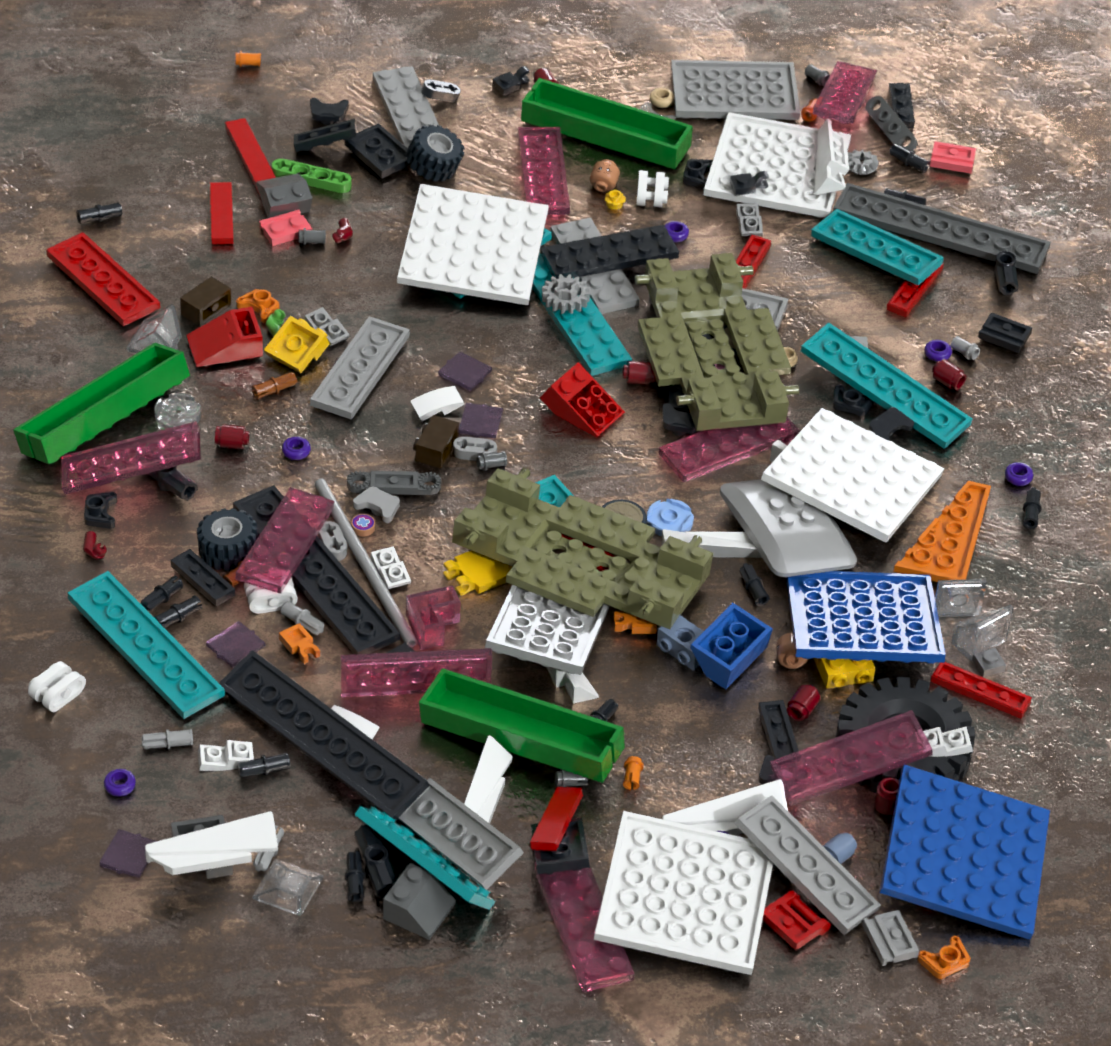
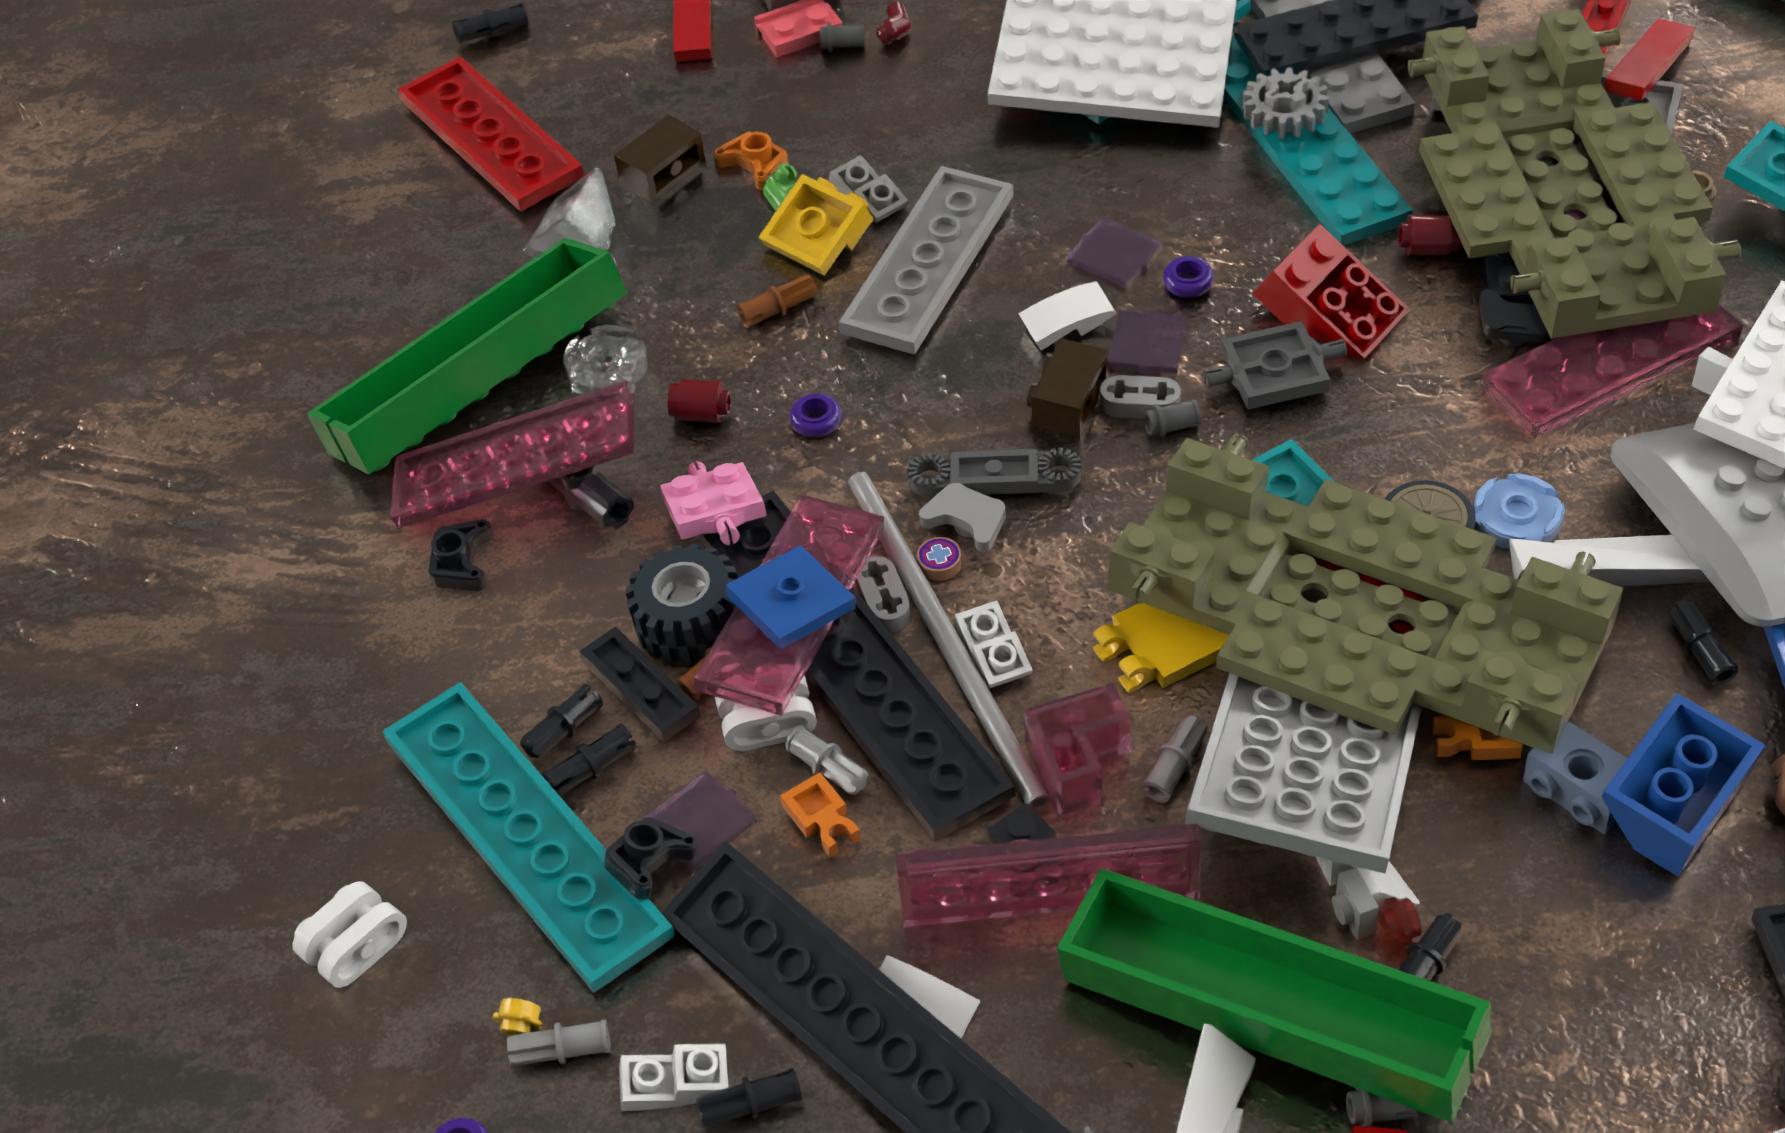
camera: 10 degrees right, 5 degrees up
(91, 548) = (438, 633): dark red arm -> none
(145, 725) = (517, 1016): none -> yellow plate
(208, 654) = (642, 850): none -> black piece
(227, 338) = (694, 222): red slope -> none
(241, 488) = (713, 501): none -> bright pink plate
(286, 535) = (790, 597): none -> blue plate
(481, 626) = (1174, 759): none -> light grey axle
(499, 391) = (1188, 287): none -> dark purple piece
(549, 436) = (1275, 364): none -> dark grey plate
(566, 693) = (1355, 904): none -> light grey plate
(587, 701) = (1399, 921): none -> clear red plate
(633, 767) = (1510, 1075): orange pin -> none
(772, 283) = (1649, 59): none -> red tile

